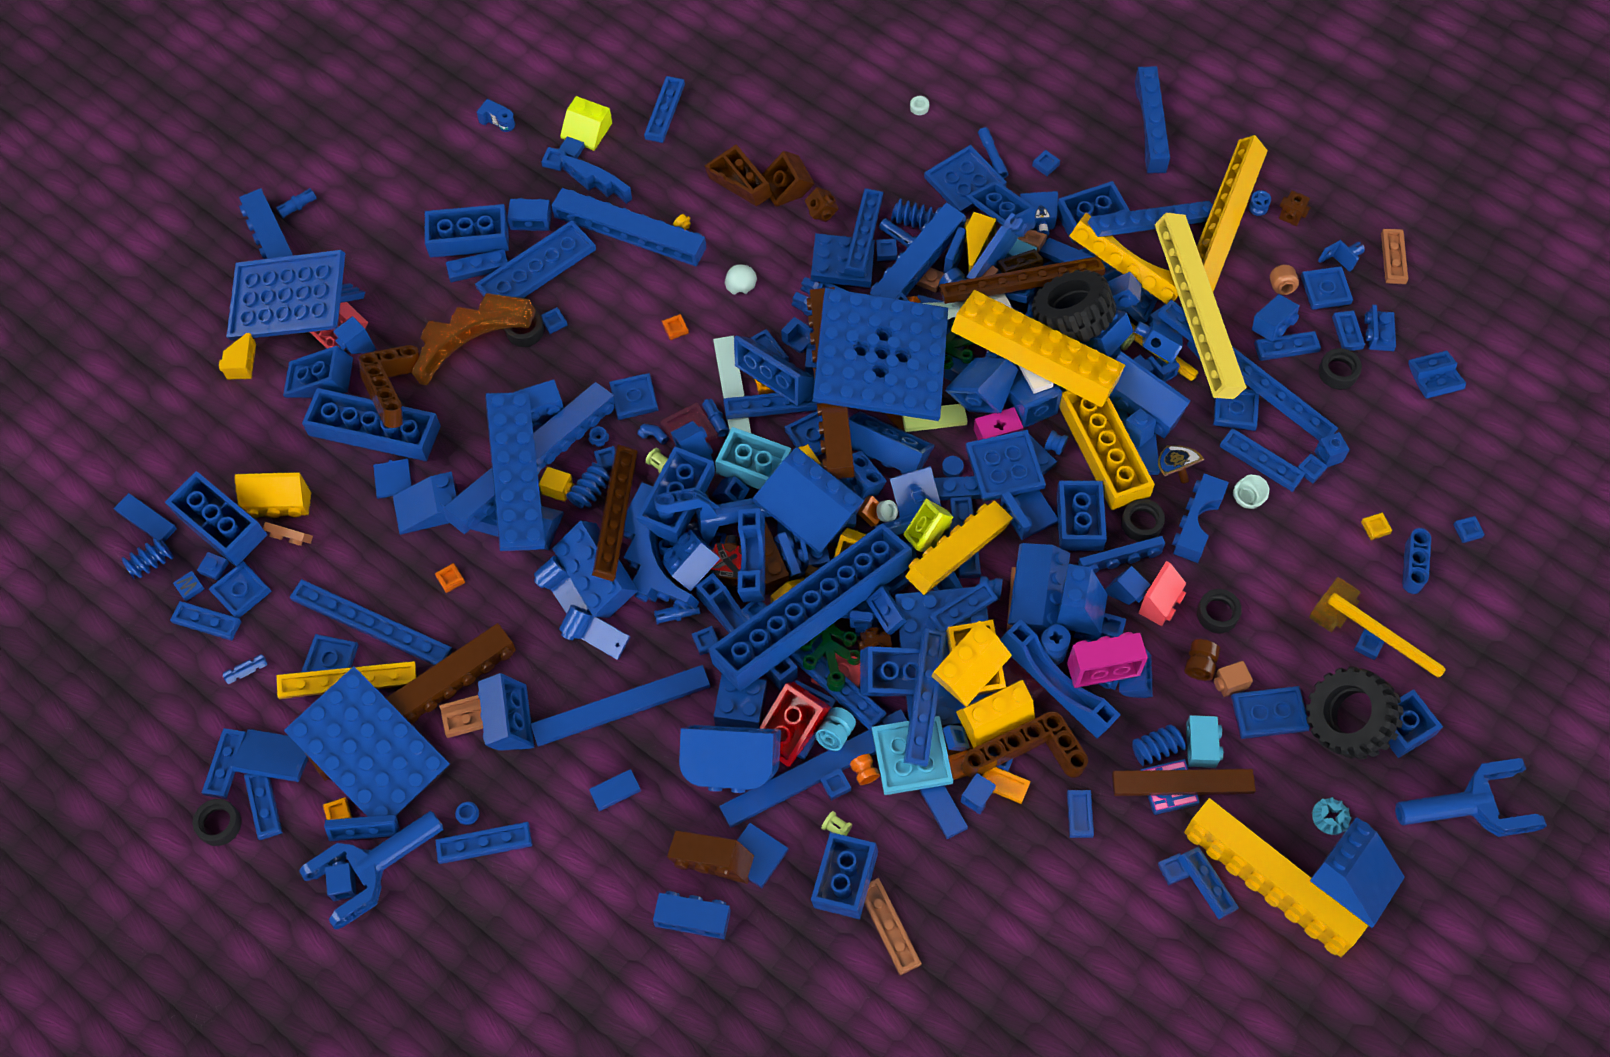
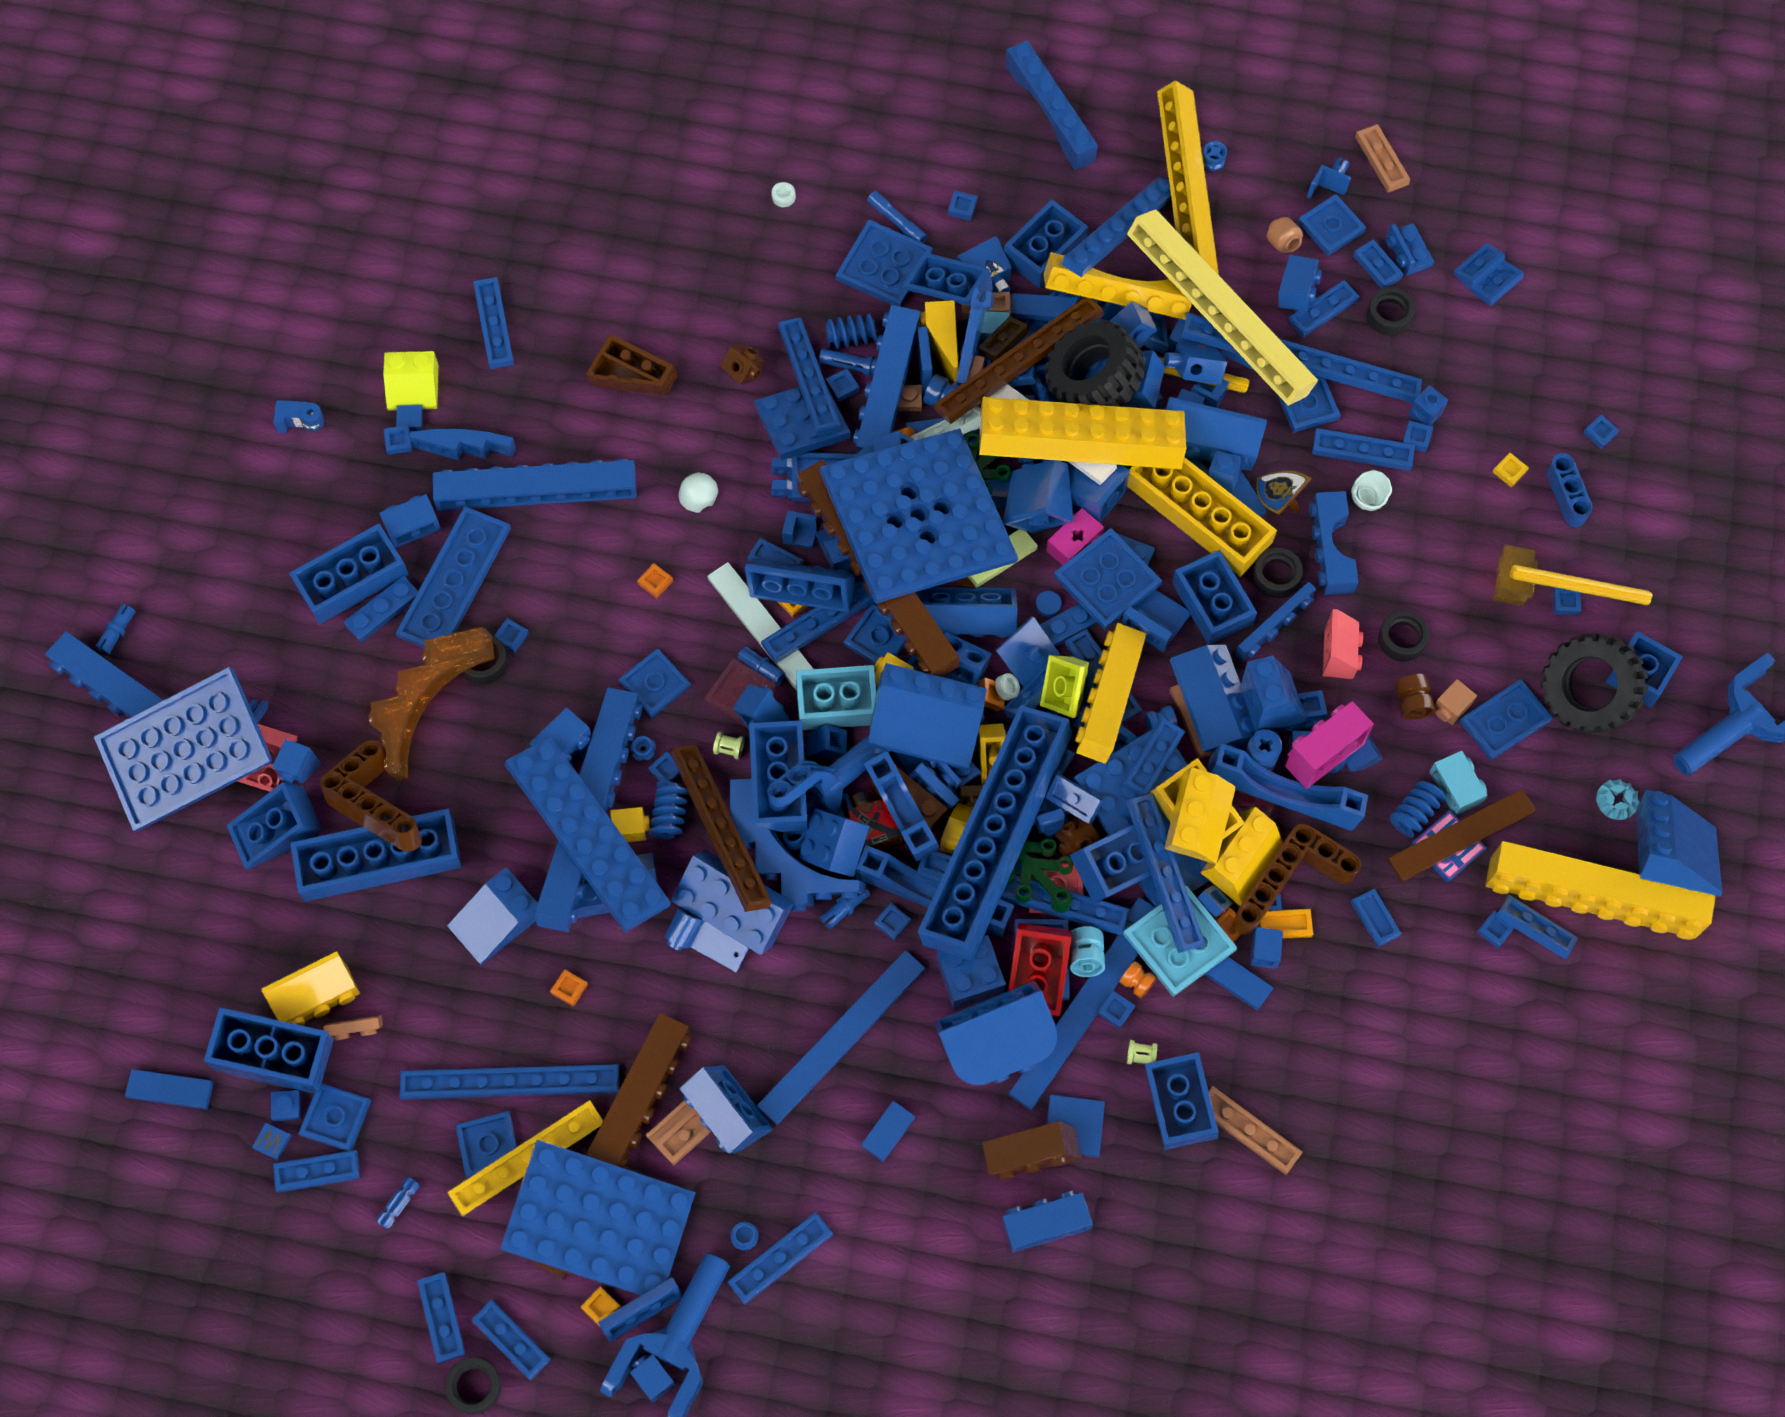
camera: 30 degrees left, 5 degrees up
(146, 558) = (204, 1134): blue piece -> none
(239, 358) = (165, 850): yellow slope -> none
(270, 756) = (490, 1283): blue tile -> none
(392, 477) = (433, 905): blue piece -> none
(595, 631) = (771, 970): door -> none
(656, 431) = (699, 713): blue arm -> none
(682, 221) = (593, 452): yellow plate -> none
(787, 178) = (686, 348): reddish brown slope -> none
(1056, 442) = (1144, 527): blue wheel -> none
(1128, 586) = (1303, 653): blue slope -> none
(1294, 208) = (1254, 147): reddish brown brick -> none

